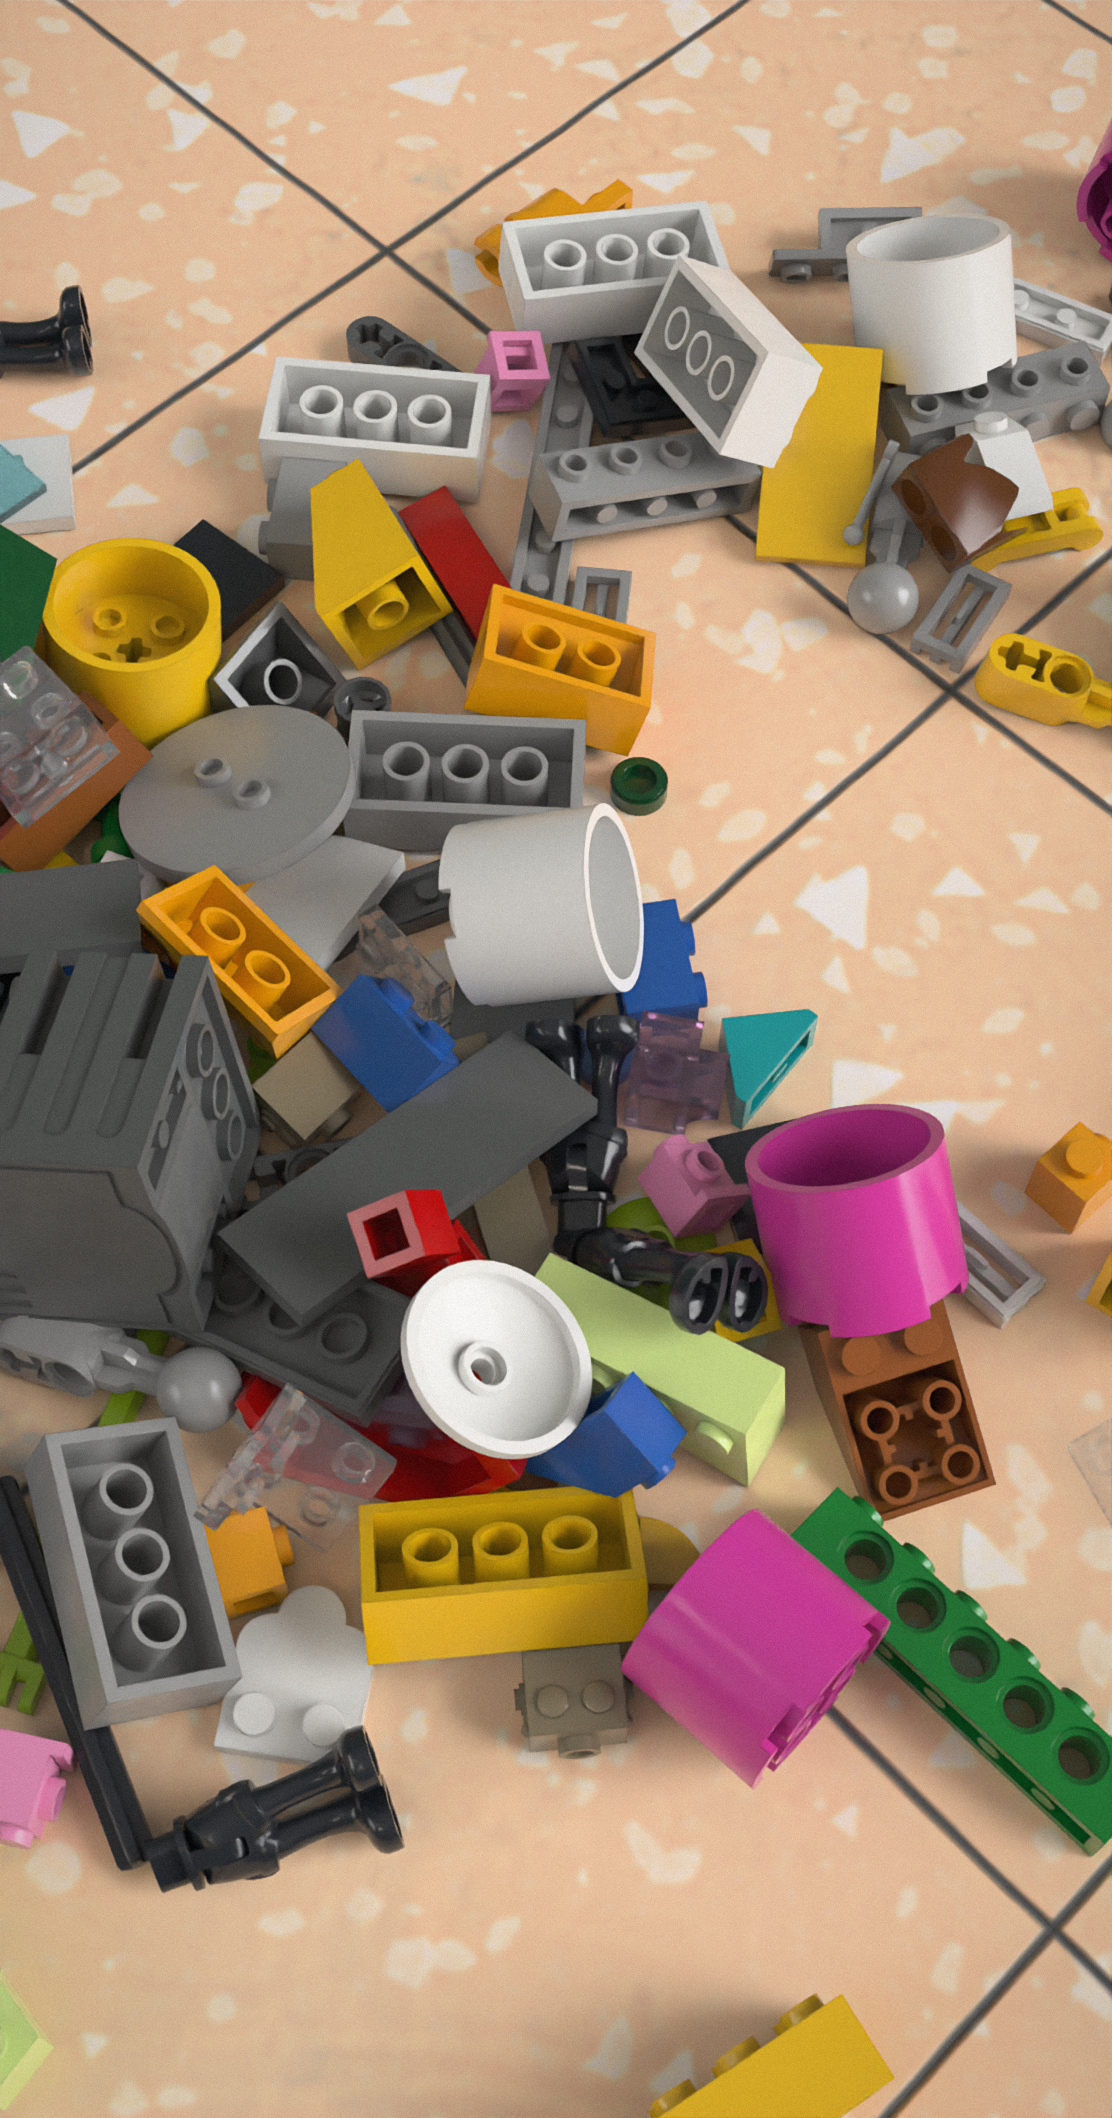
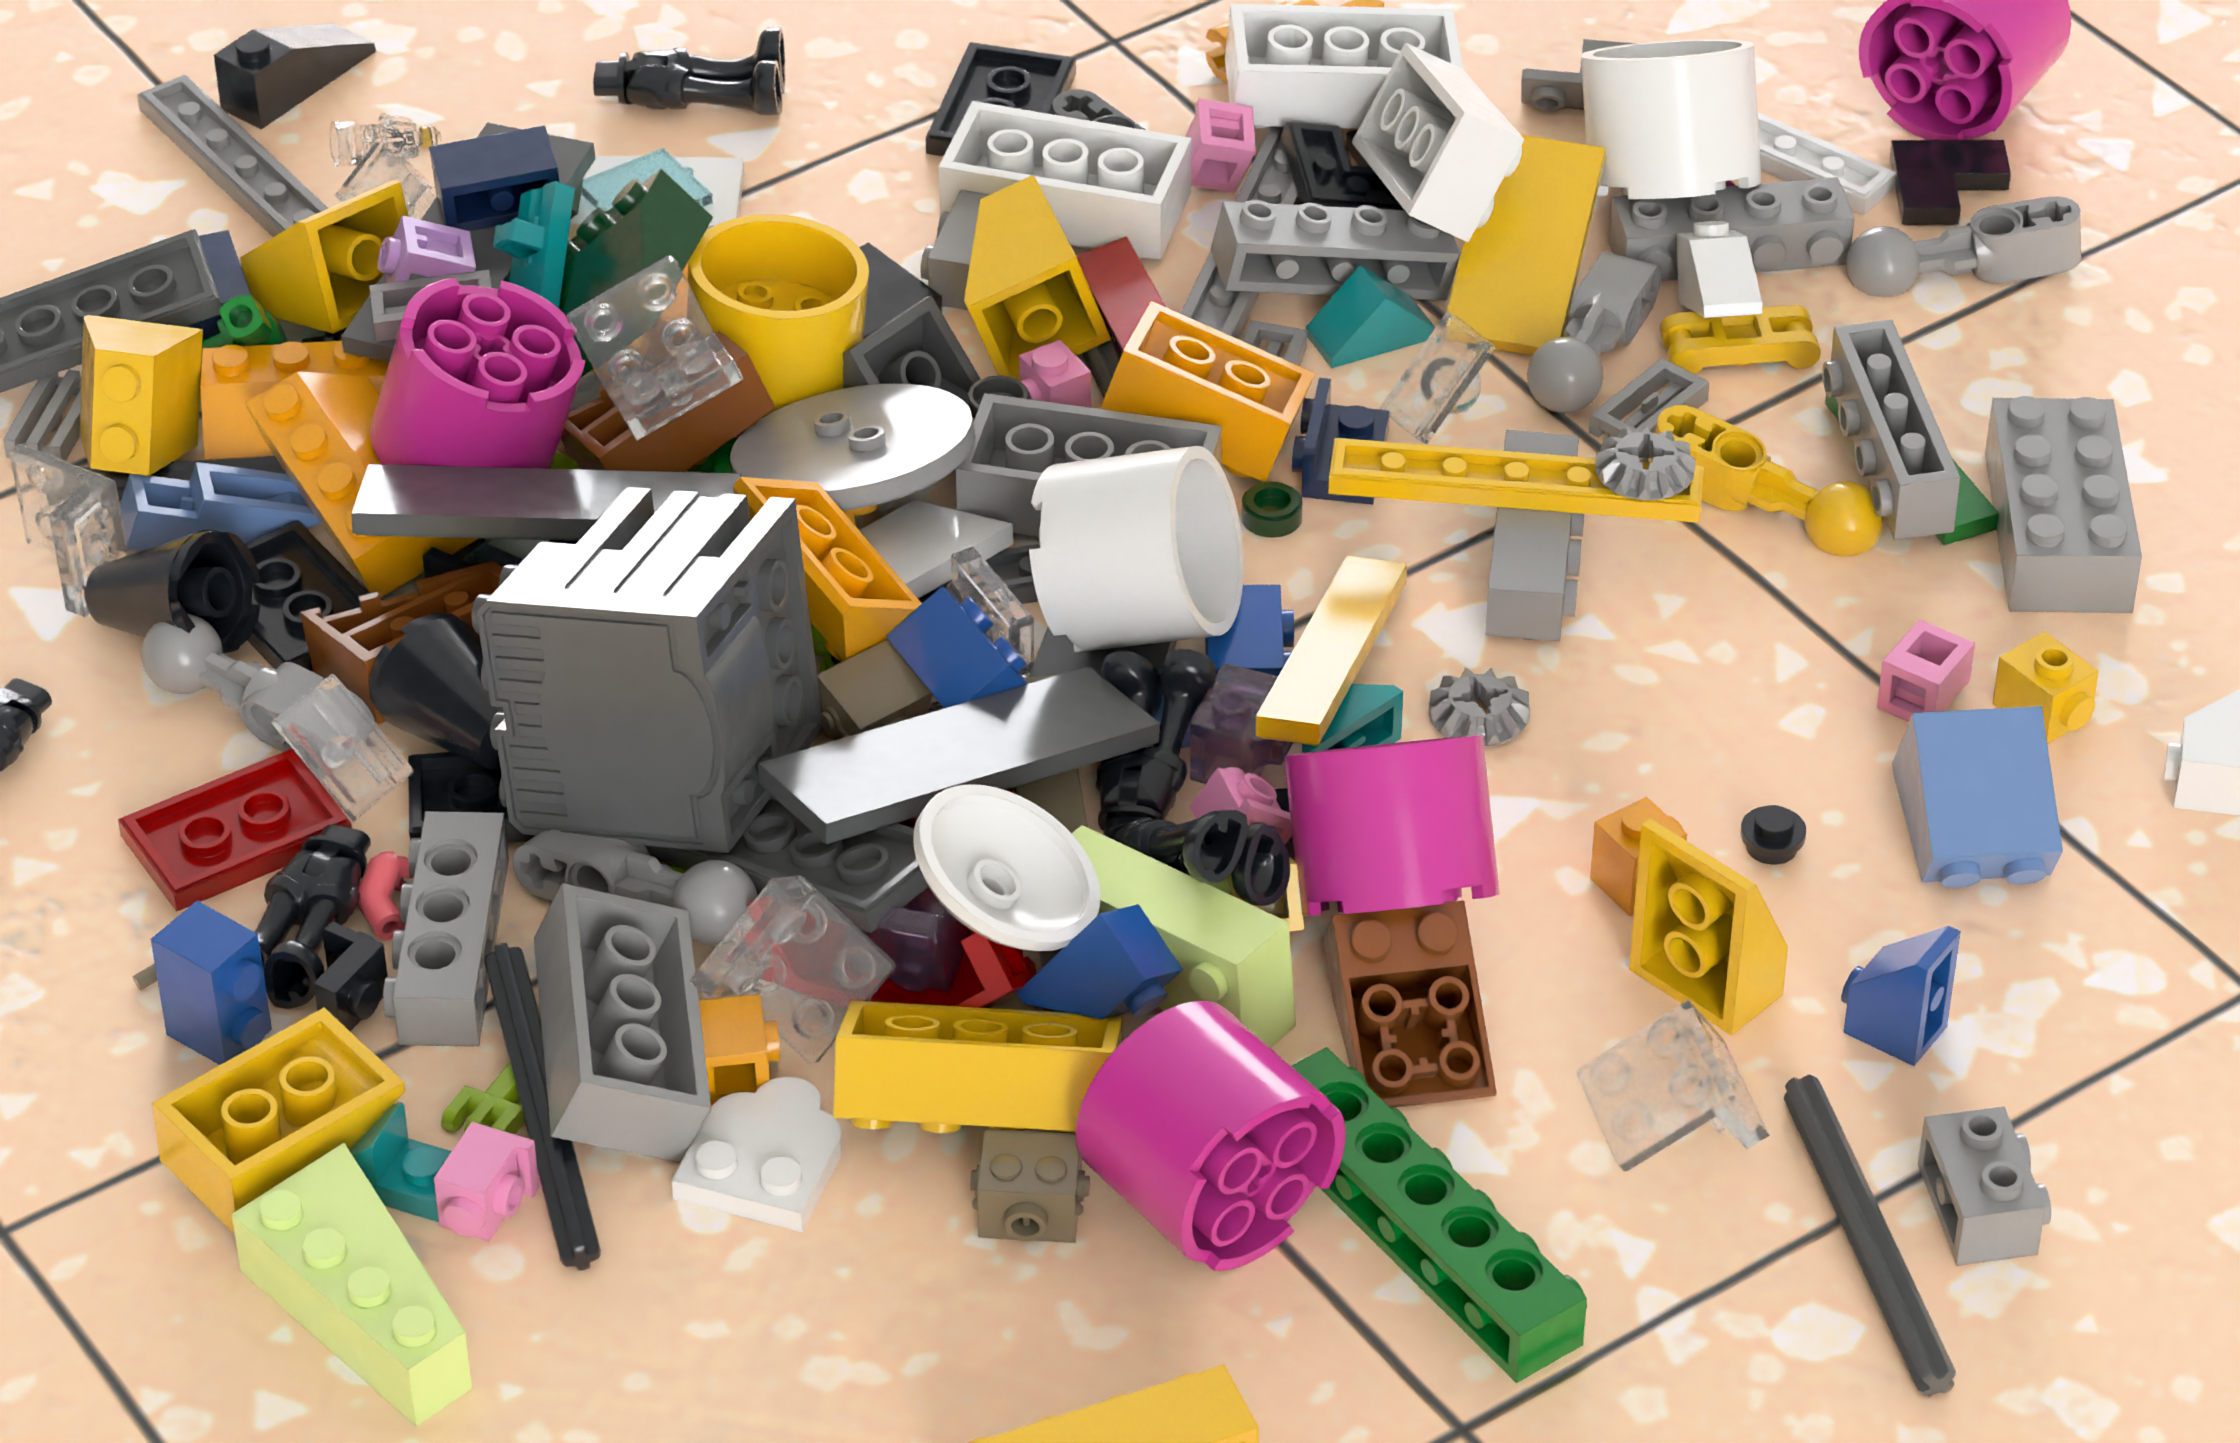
camera: 10 degrees right, 20 degrees down
(238, 1828) = (682, 1243): black piece -> none
(295, 320) = (999, 78): none -> black tile
(403, 1233) = (934, 755): red brick -> none
(413, 676) = (1055, 375): none -> bright pink brick
(684, 552) = (1367, 320): none -> teal slope
(692, 708) = (1324, 423): none -> dark blue bracket
(740, 979) = (1331, 651): none -> tile
(769, 621) = (1439, 379): none -> clear tile
(853, 533) = (1547, 316): light grey hinge -> none
(873, 1023) = (1458, 716): none -> light grey gear
(876, 748) = (1494, 480): none -> yellow tile
(897, 797) = (1534, 557): none -> light grey brick
(957, 503) = (1656, 292): reddish brown piece -> none
(984, 738) = (1623, 473): none -> light grey gear
(1008, 1259) = (1513, 928): white tile -> none

